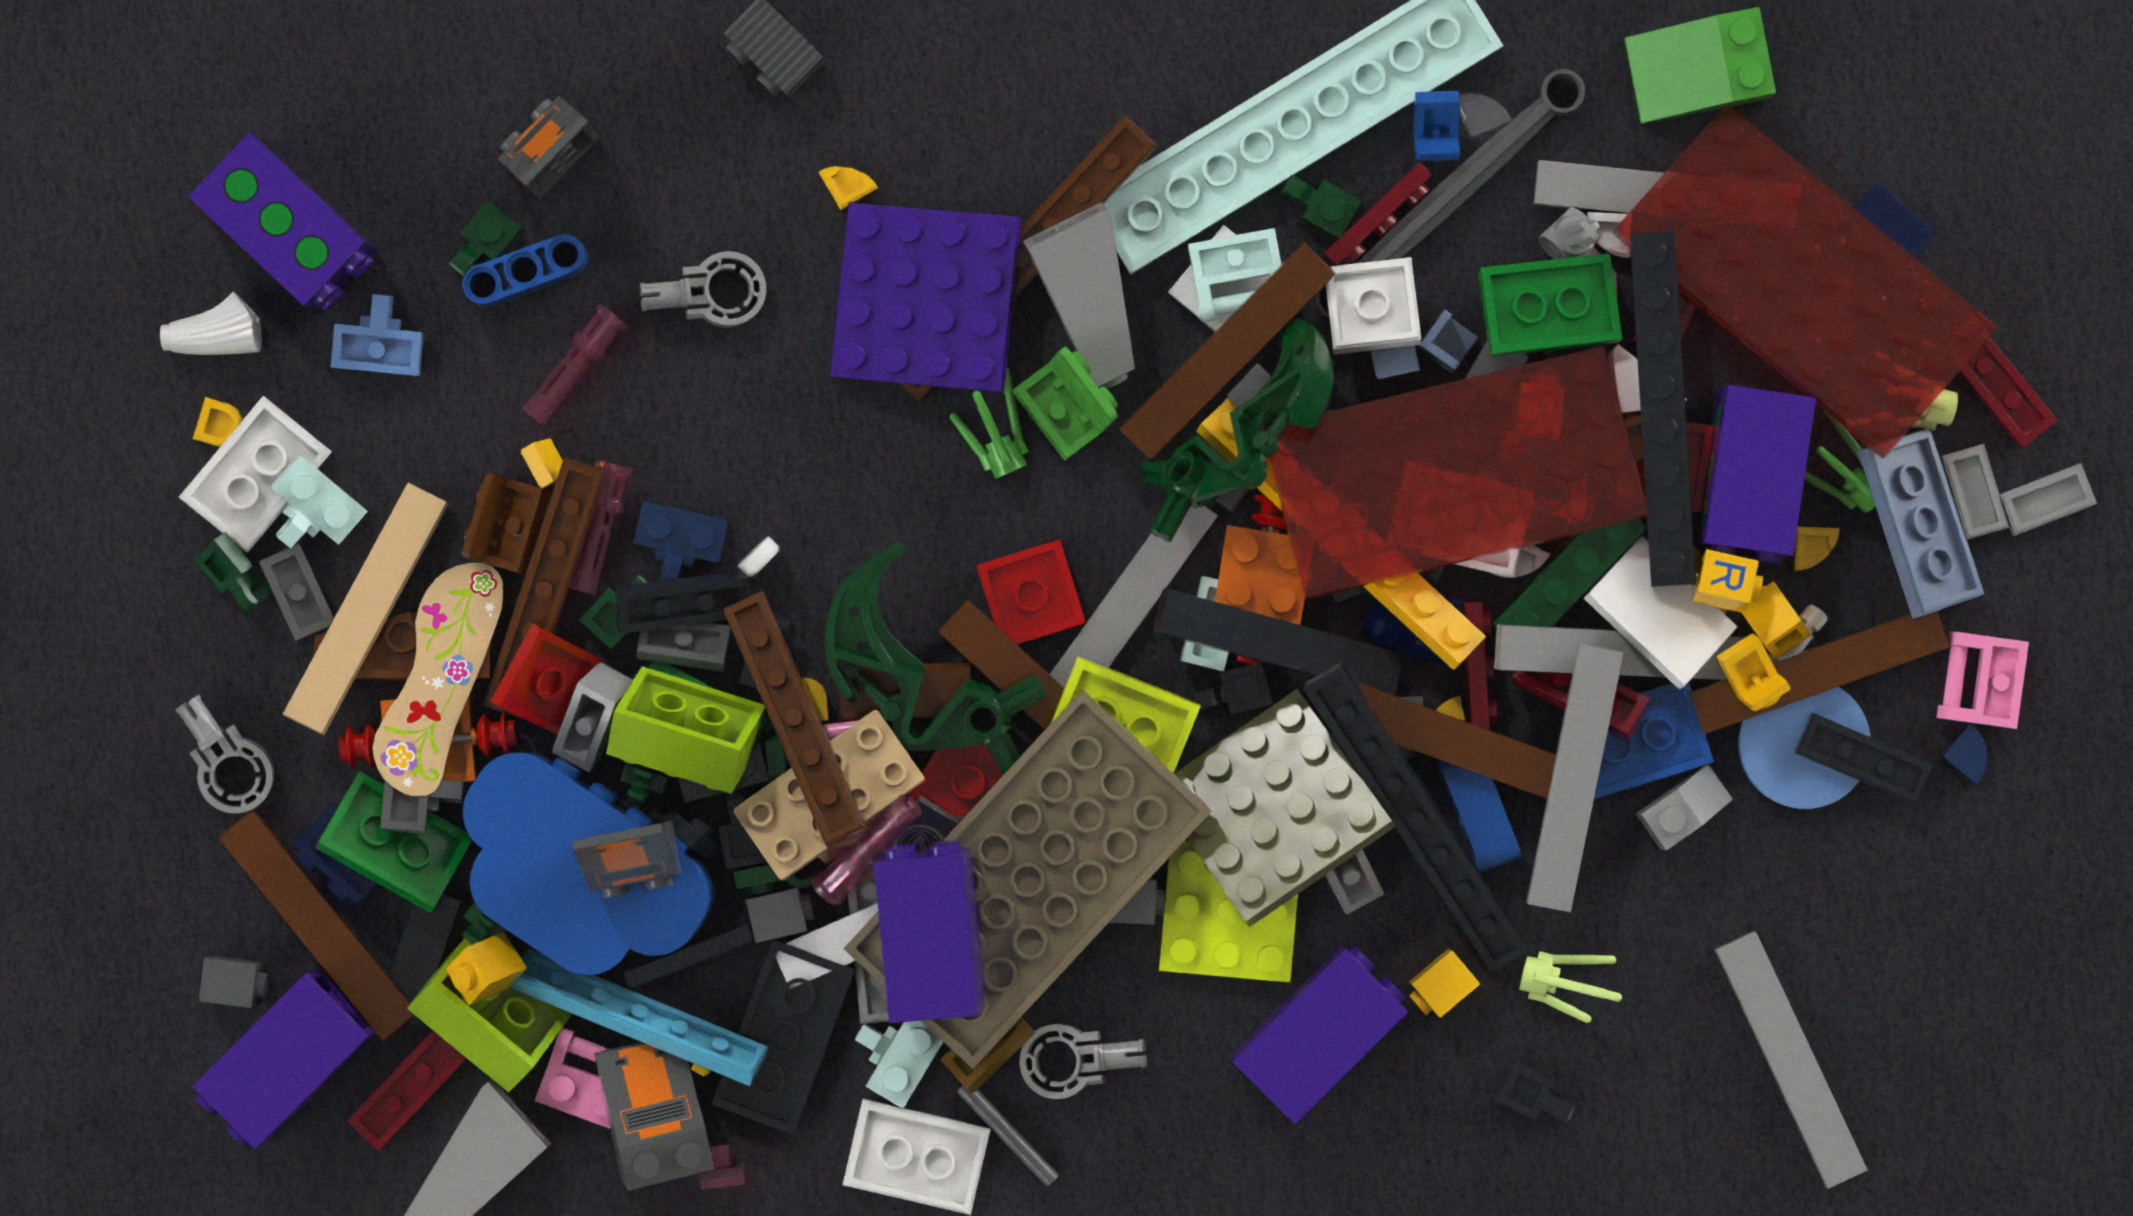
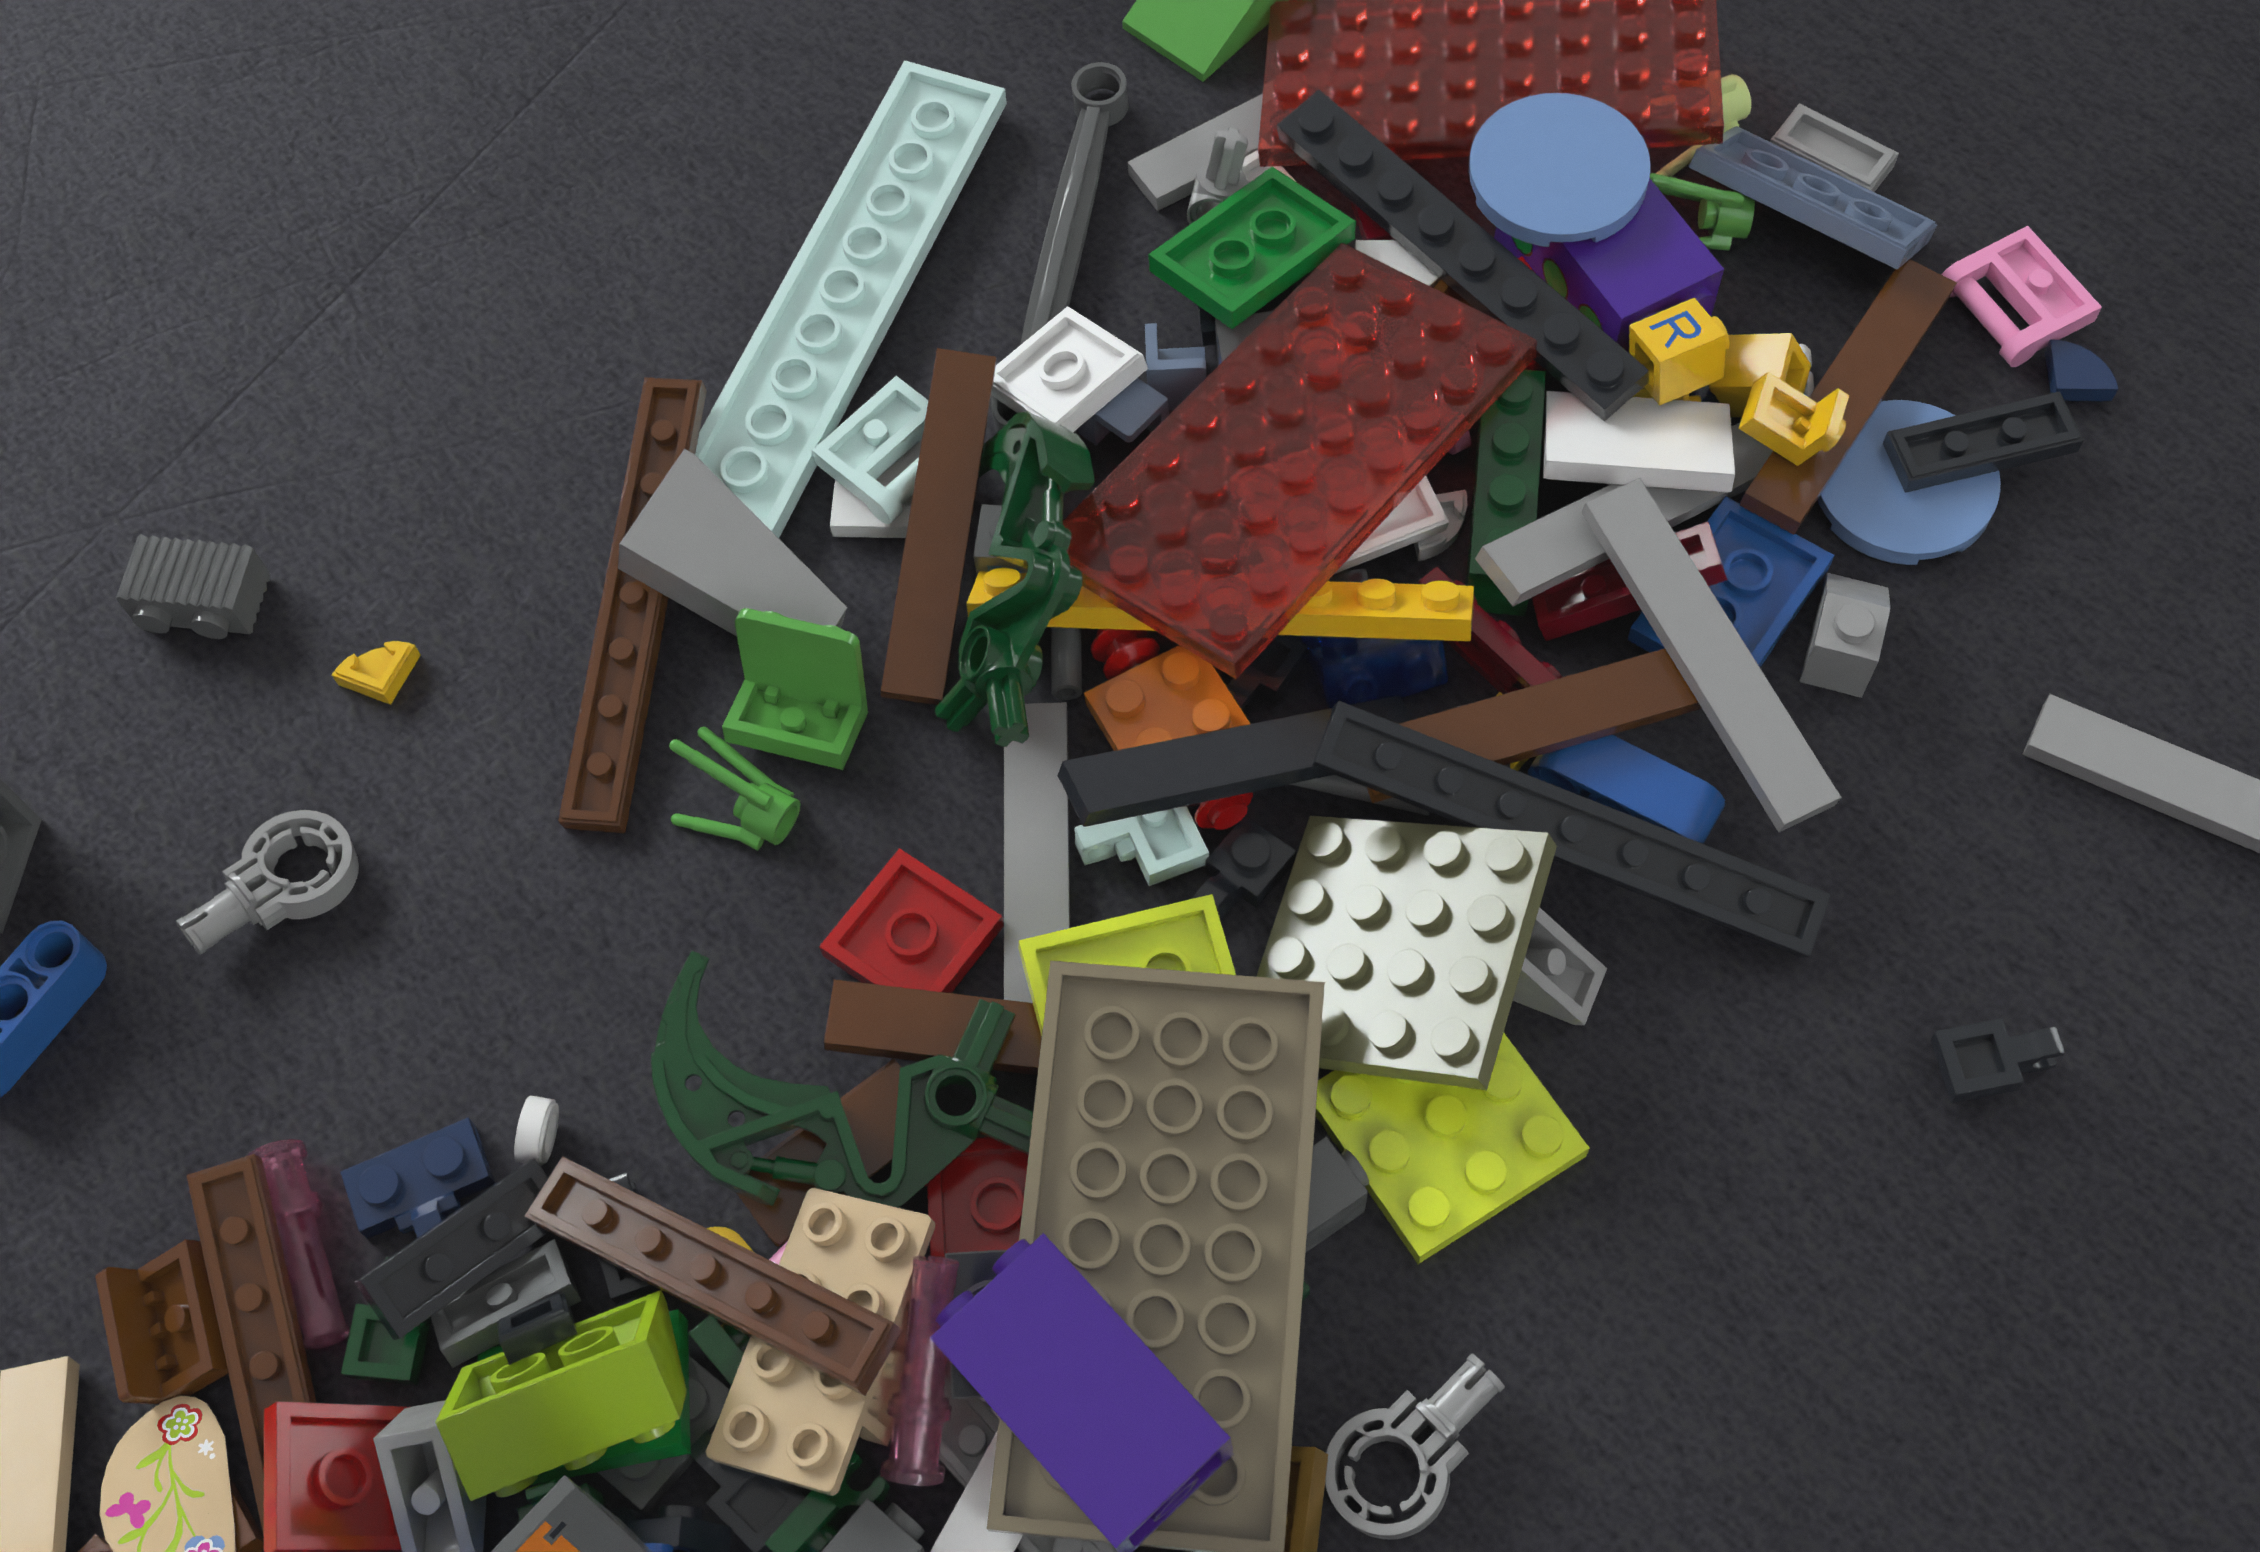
camera: 30 degrees left, 25 degrees down
(543, 461) = (166, 1211): yellow tile -> none
(587, 348) = (155, 1047): clear pink pin -> none
(691, 679) = (536, 1327): none -> black tile
(926, 297) = (548, 710): dark purple plate -> none
(1320, 1032) = (1682, 1169): dark purple brick -> none
(1327, 207) = (905, 346): dark green plate -> none
(1379, 217) = (1004, 302): dark red plate -> none
(1436, 125) = (993, 192): blue bracket -> none
(1442, 984) = (1769, 1008): yellow brick -> none
(1481, 113) = (1032, 166): clear tile -> none
(1541, 977) = (1870, 917): yellowish green plant -> none
(1755, 416) = (1559, 169): none -> medium blue tile
(1813, 546) = (1732, 300): yellow tile -> none
(2007, 394) = (1781, 50): dark red plate -> none
(2047, 499) = (1910, 109): light grey tile -> none

